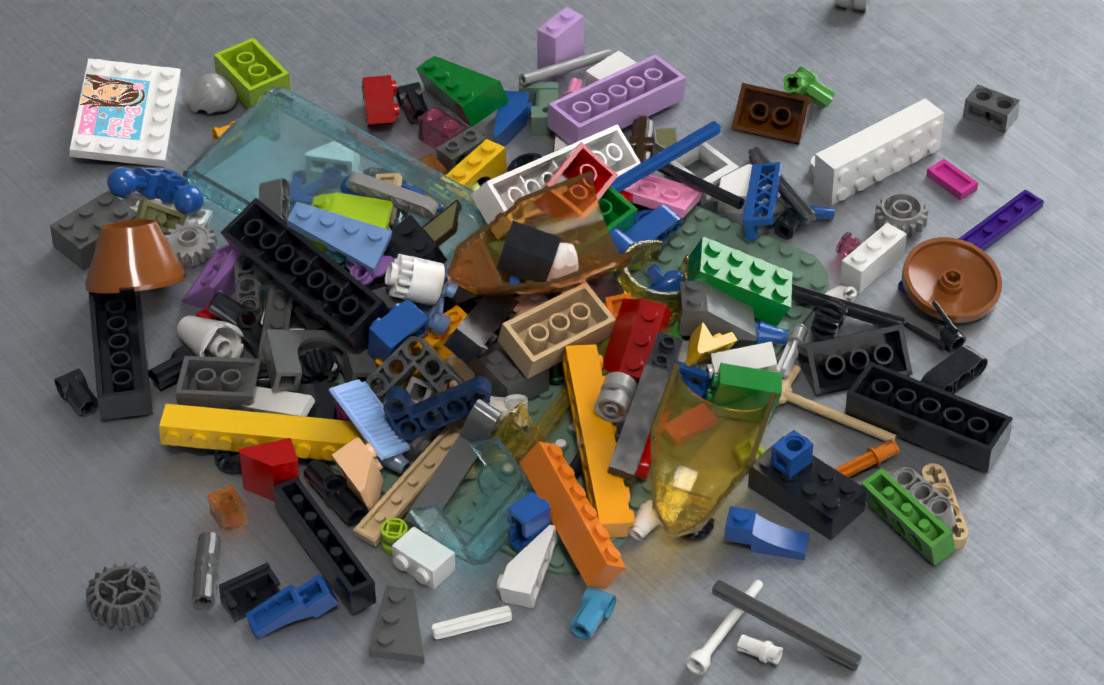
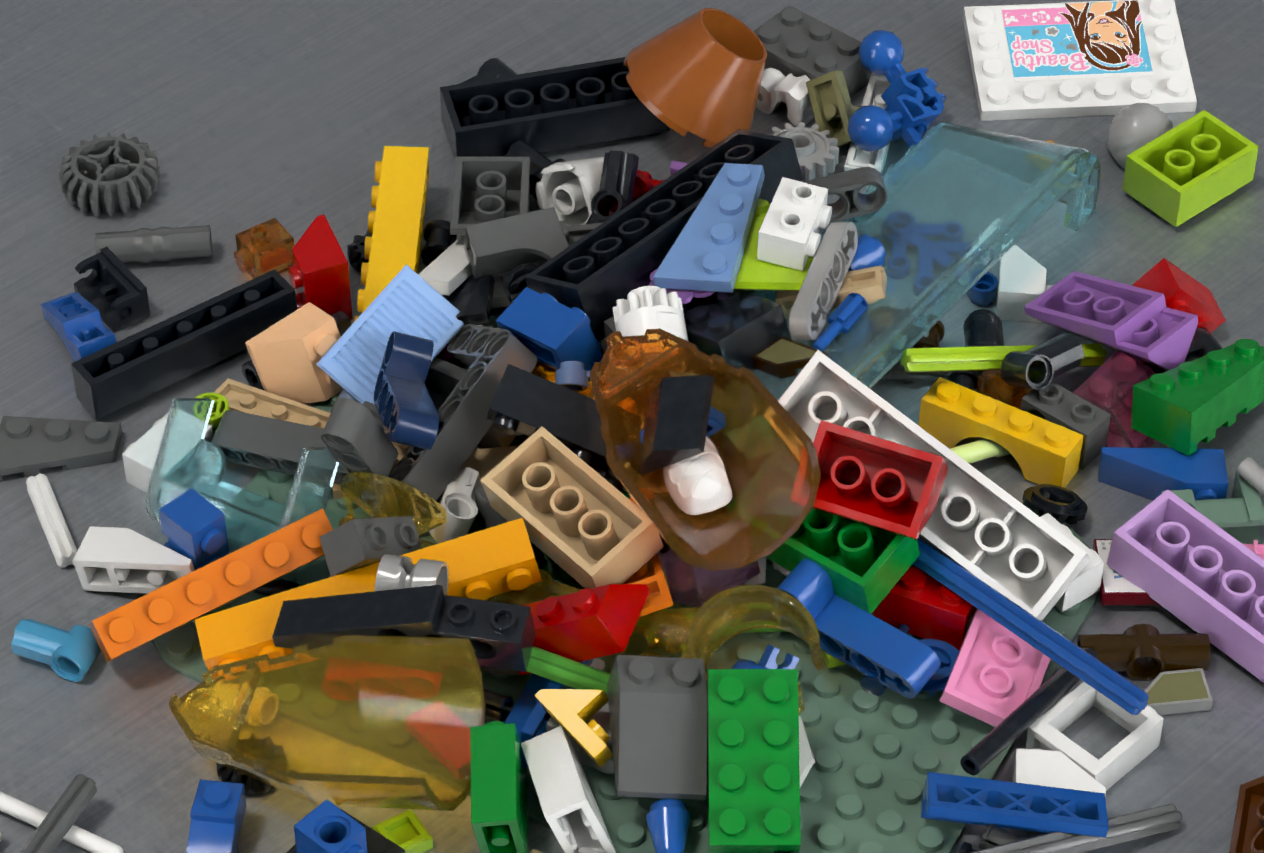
camera: 85 degrees right, 0 degrees up
(352, 195) = (793, 224): none -> white brick
(397, 107) = (1117, 318): none -> medium lavender slope
(416, 148) = (979, 357): none -> lime axle
(435, 142) = (1042, 363): none -> black piece
(562, 427) = (366, 542): none -> dark grey brick

